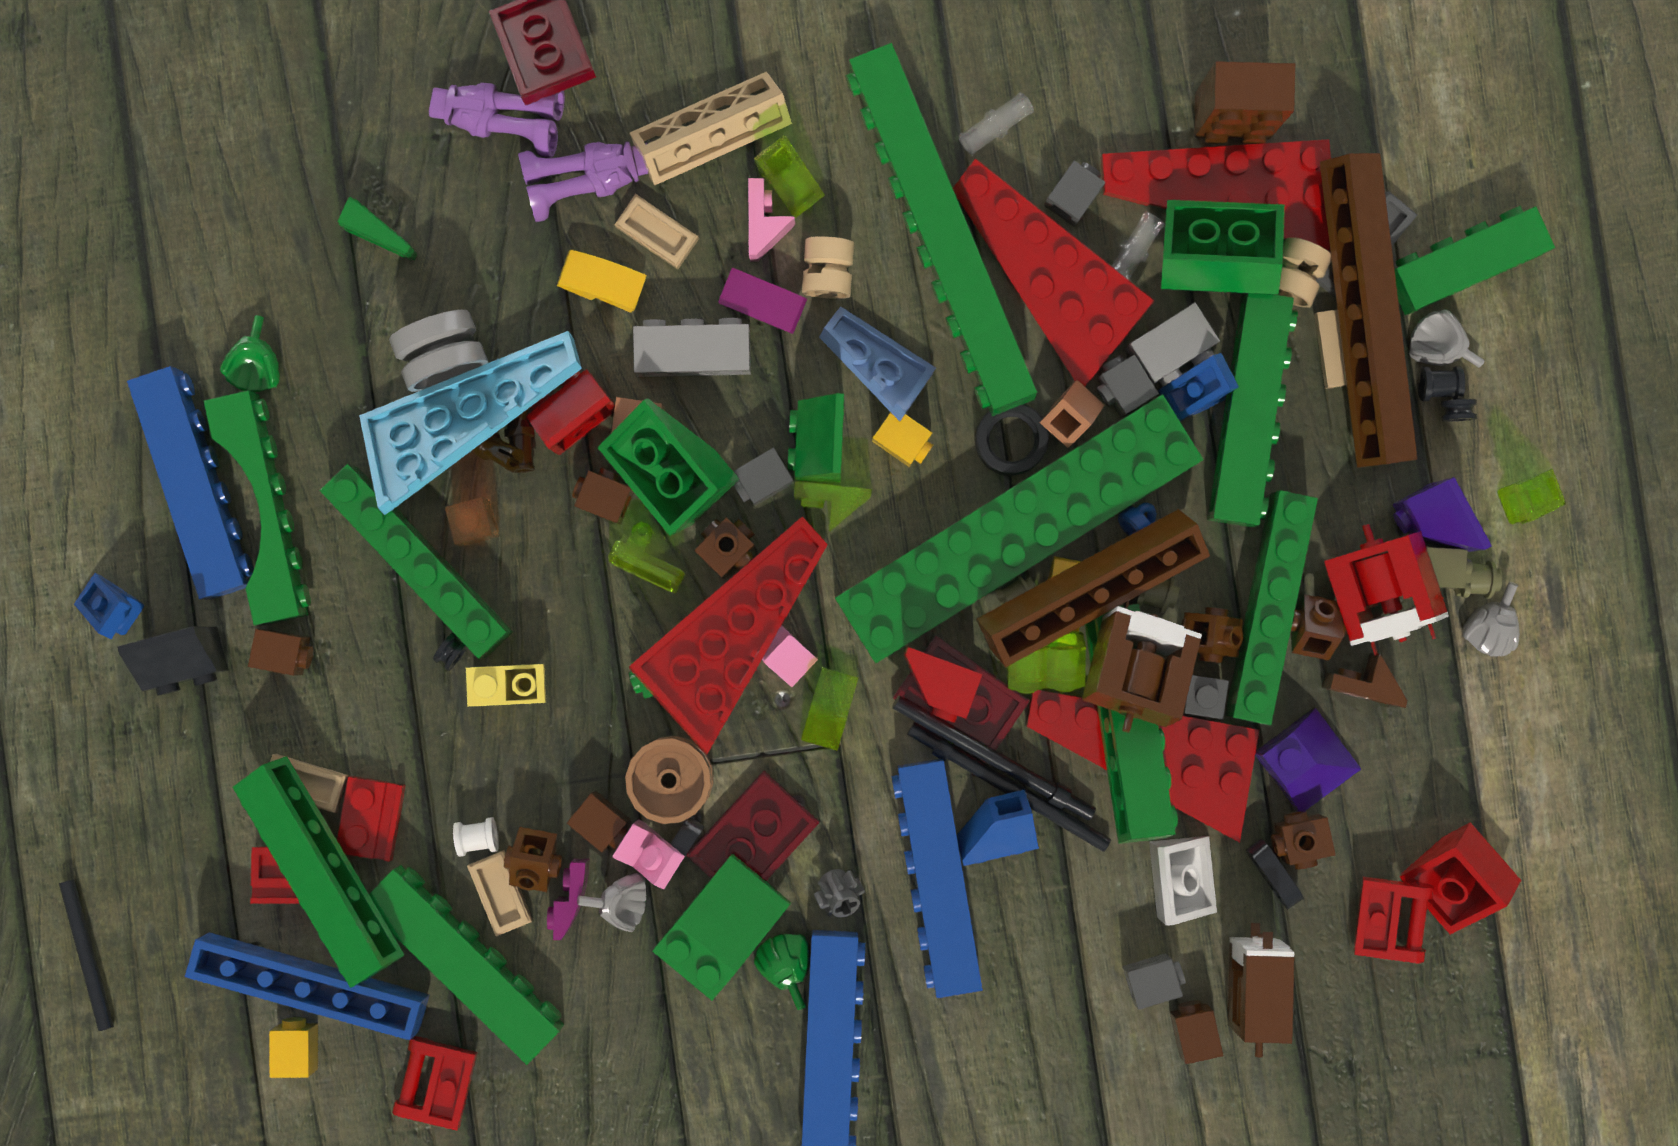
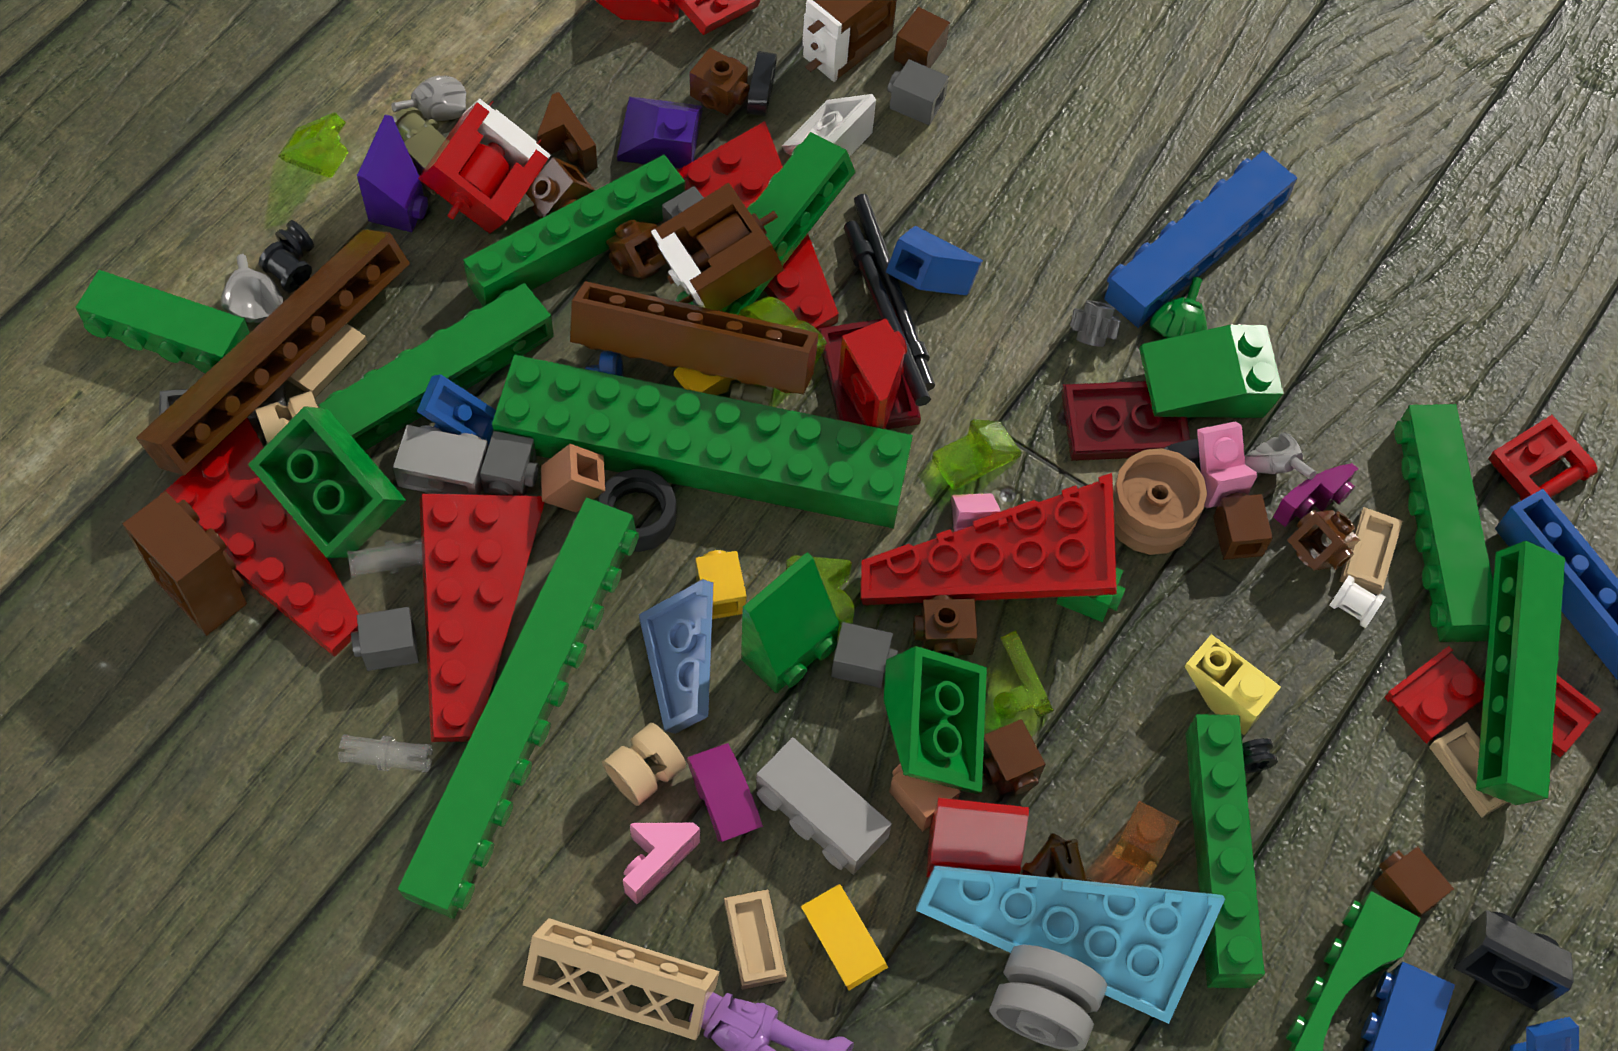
camera: 145 degrees left, 25 degrees down
(788, 176) = (599, 868): clear neon green slope -> none
(939, 878) = (1006, 276): blue brick -> none

